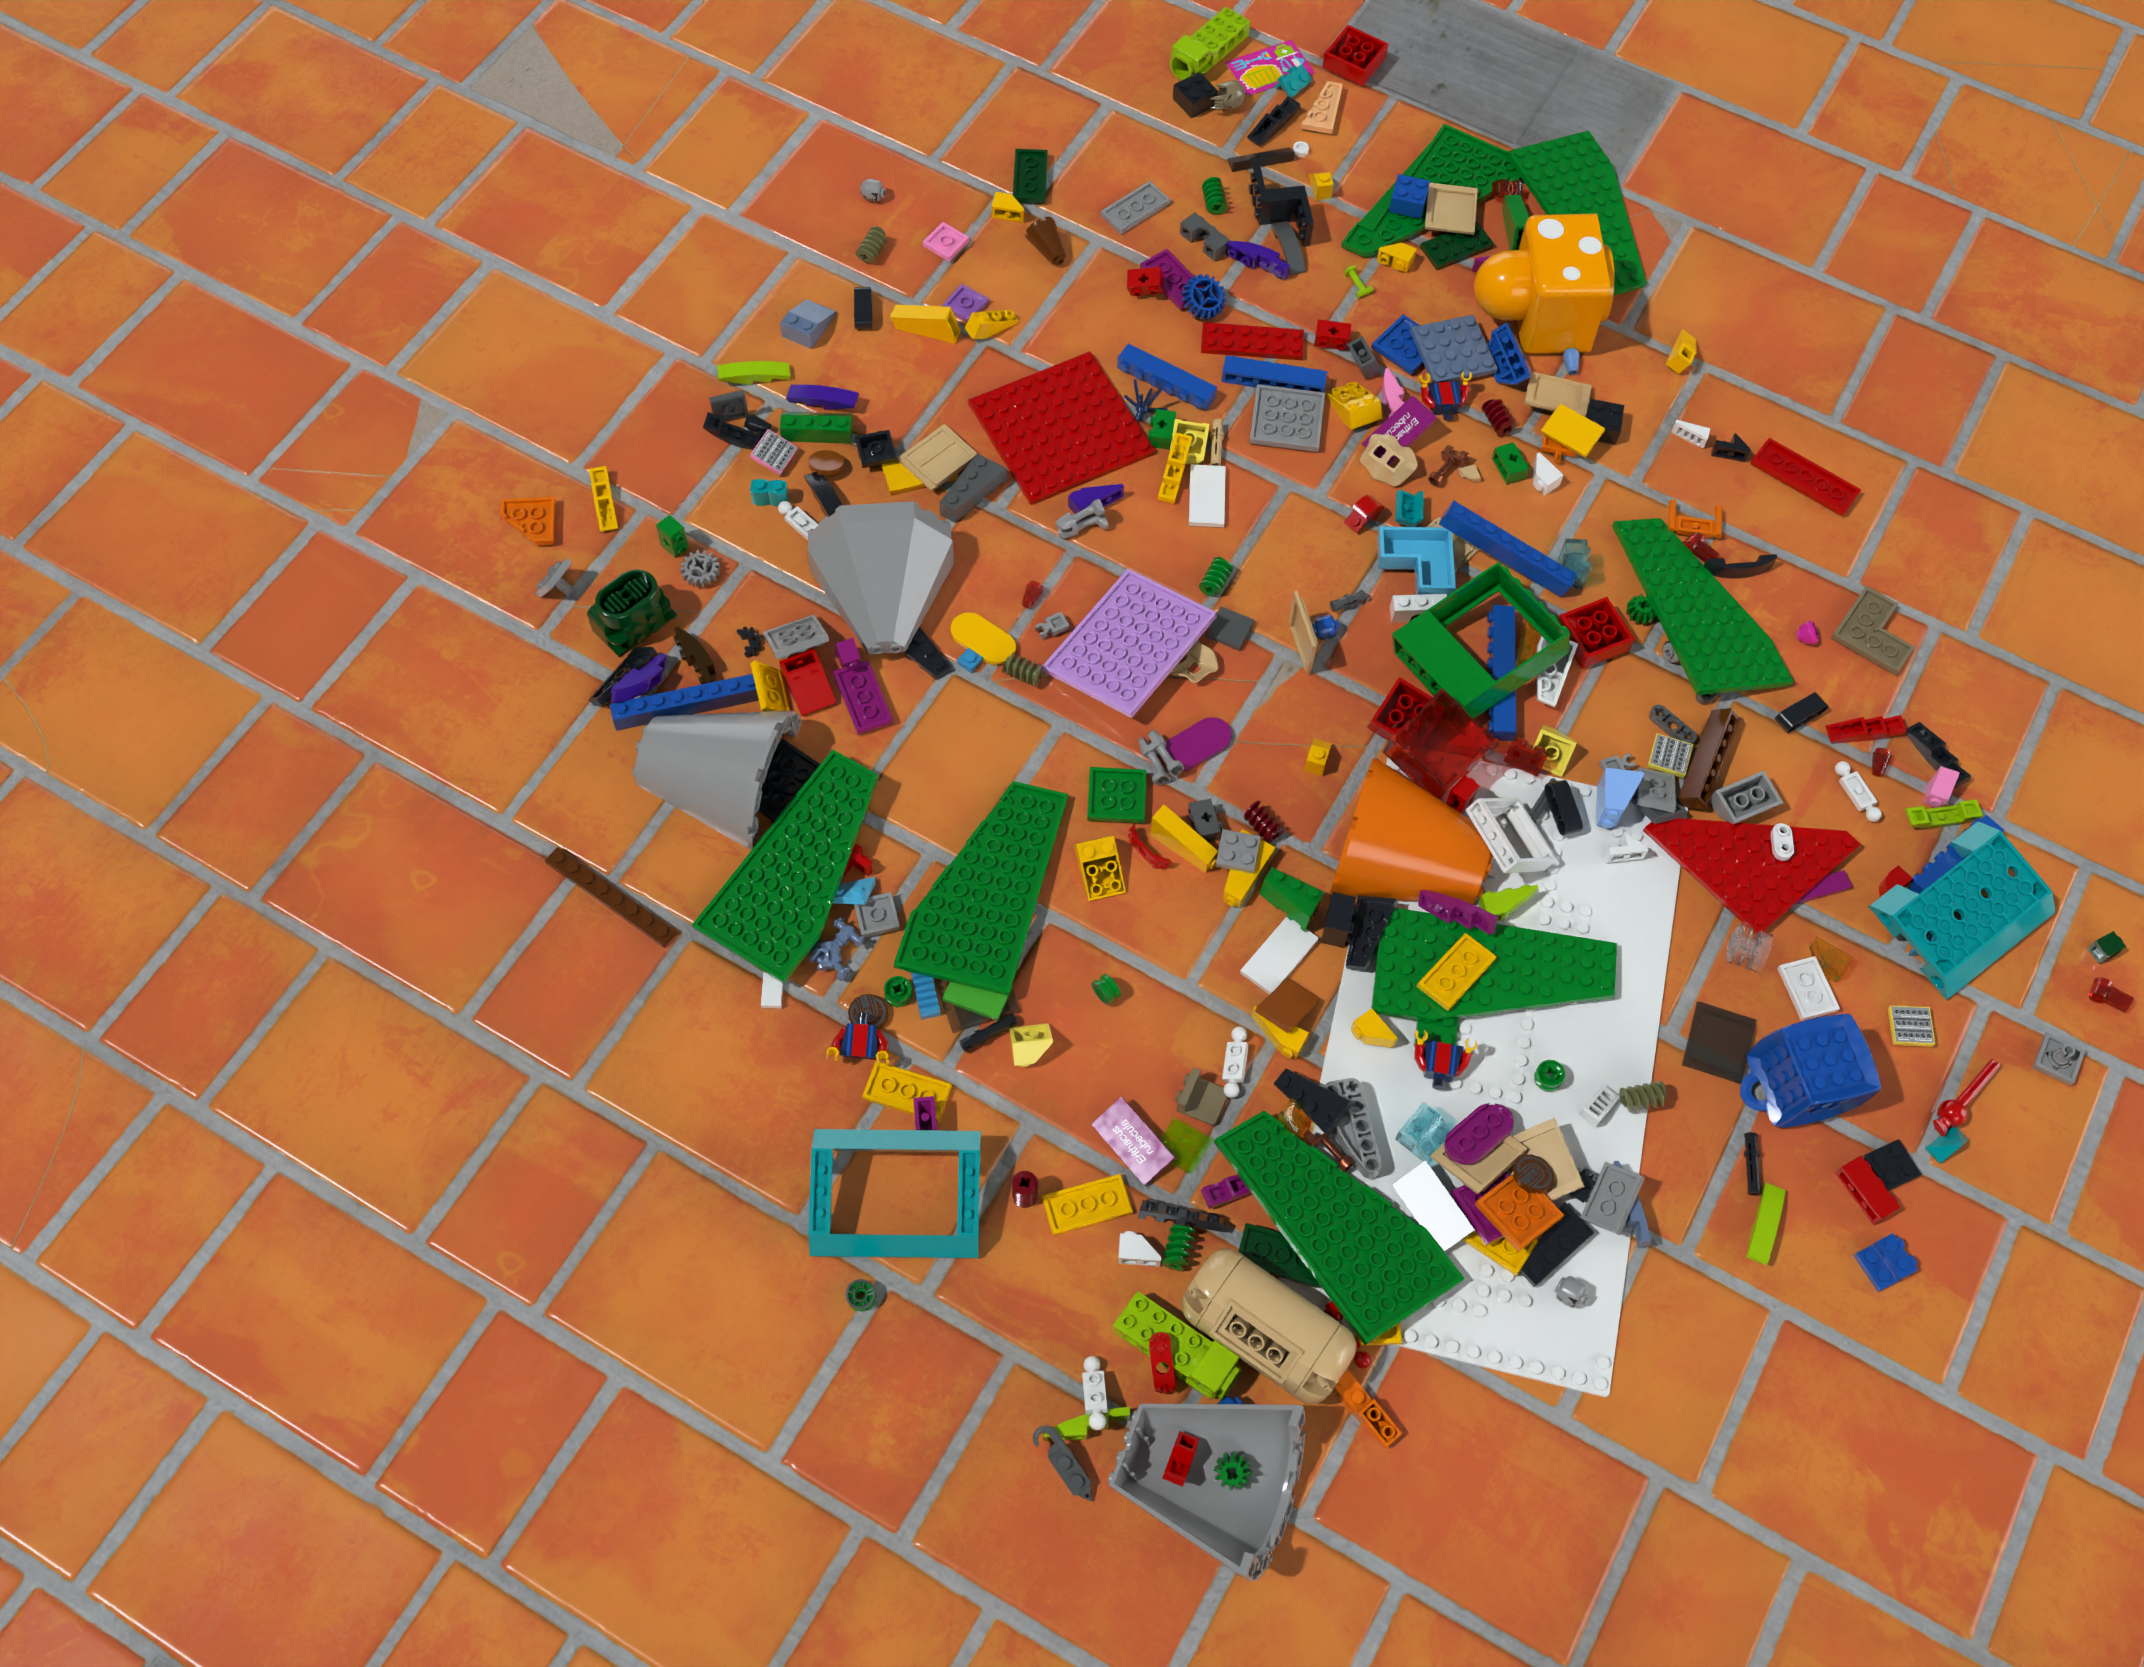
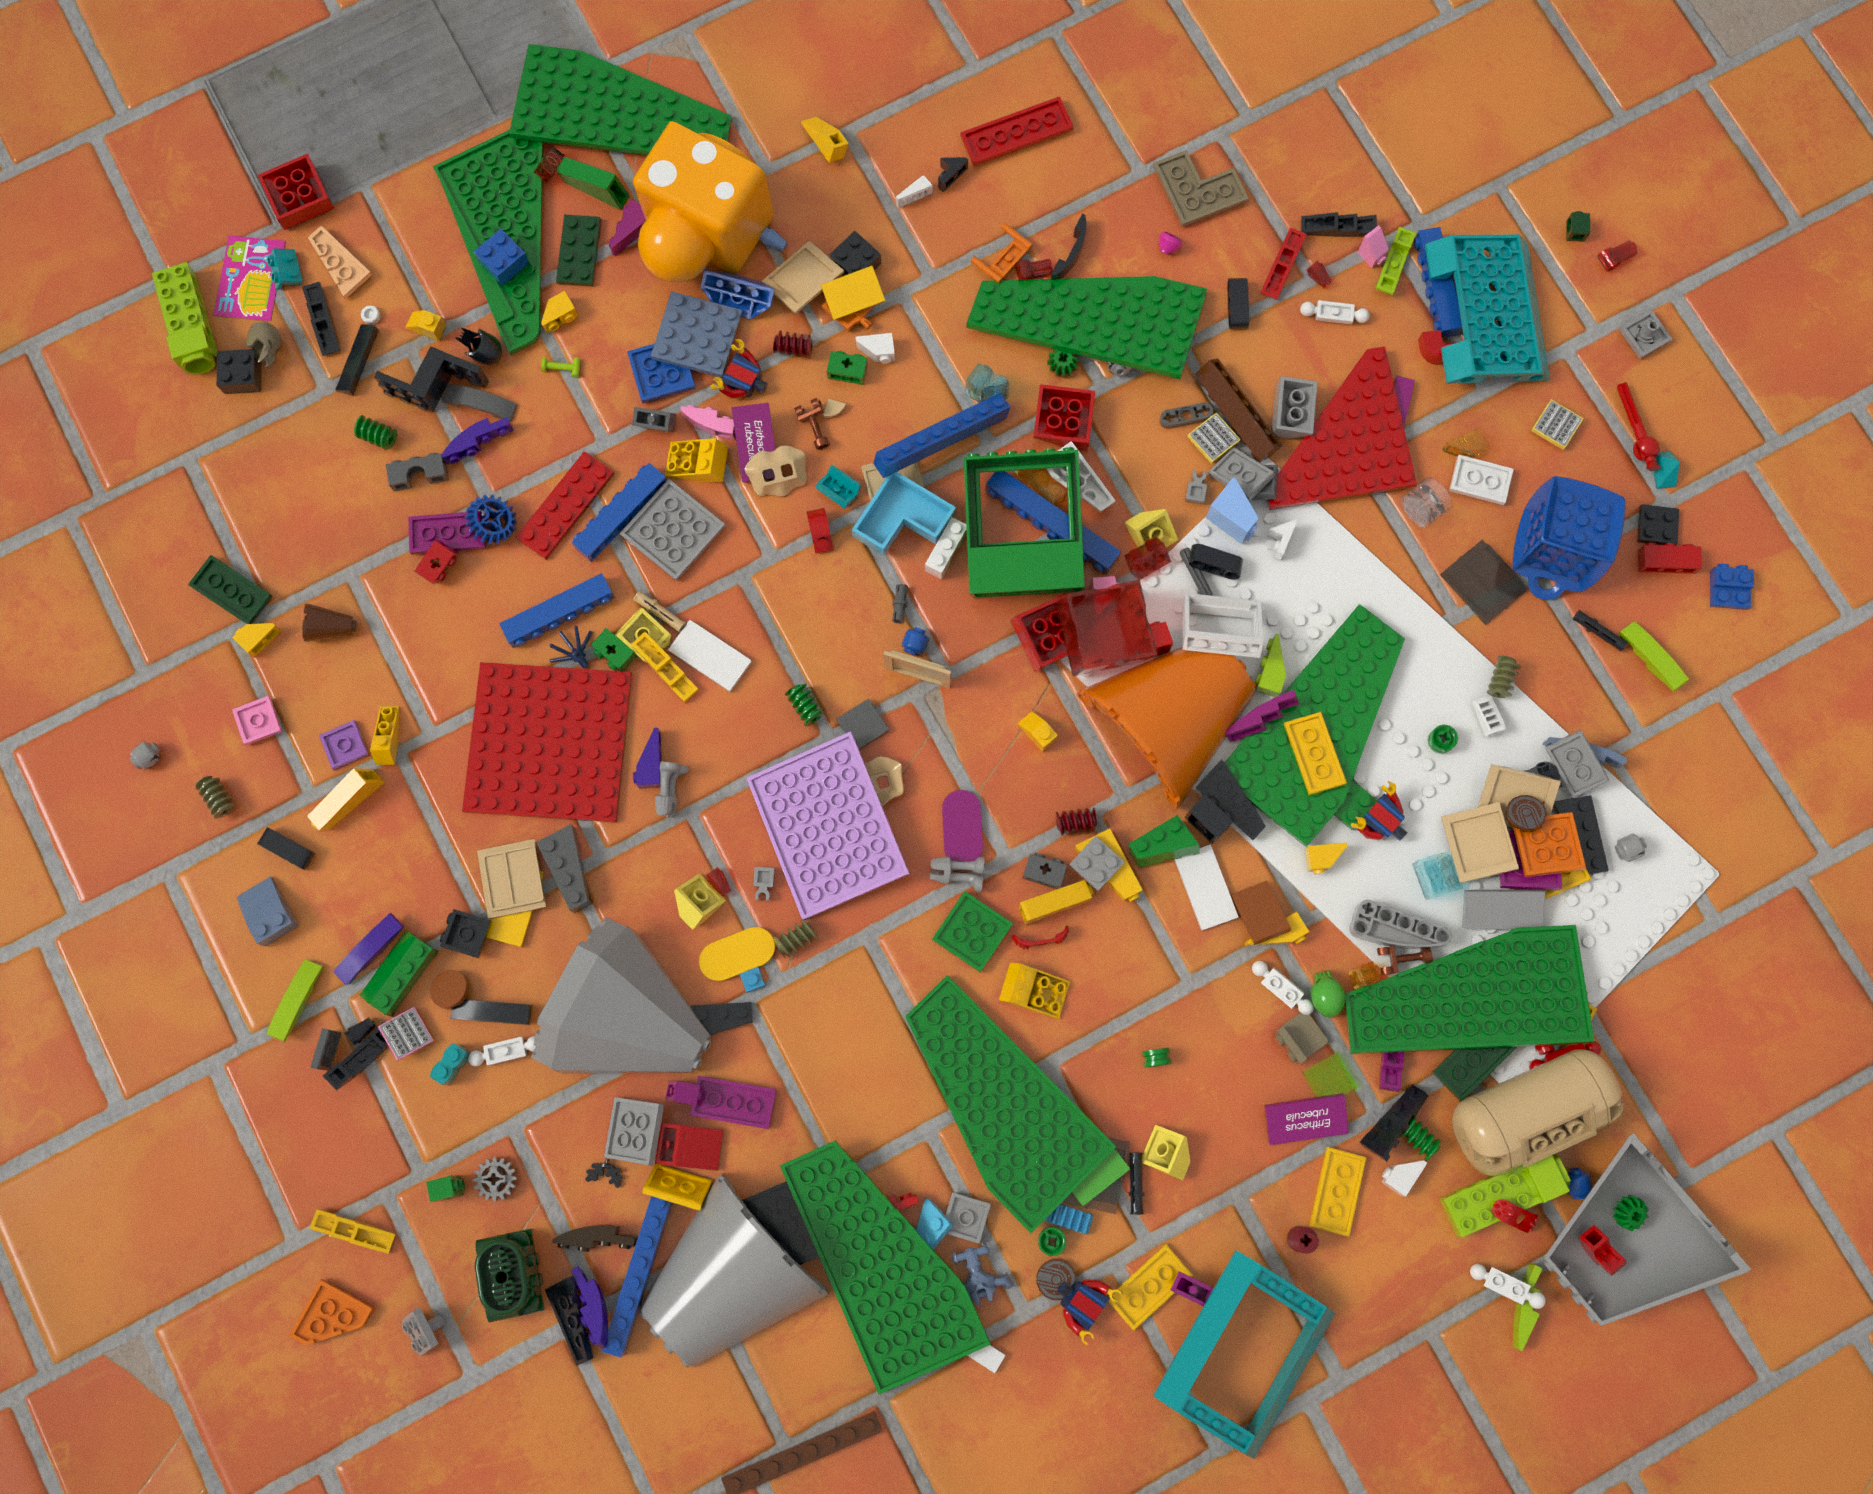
camera: 55 degrees left, 15 degrees up
(861, 1286) = (1322, 1437): green wheel -> none
(1005, 587) = (697, 901): none -> light yellow slope
(1065, 1463) = (1551, 1344): dark grey plate -> none
(1135, 207) = (336, 513): light grey tile -> none
(1253, 1098) = (1327, 995): none -> bright green helmet
(1318, 1103) = (1368, 946): black wing -> none
(1332, 334) = (600, 433): red brick -> none
(1333, 223) = (485, 349): none -> black helmet
(1366, 1410) = (1642, 1070): orange slope -> none
(1451, 208) = (539, 228): tan piece -> none
(1479, 1133) = (1464, 831): magenta tile -> none
(1781, 840) = (1350, 409): white plate -> none

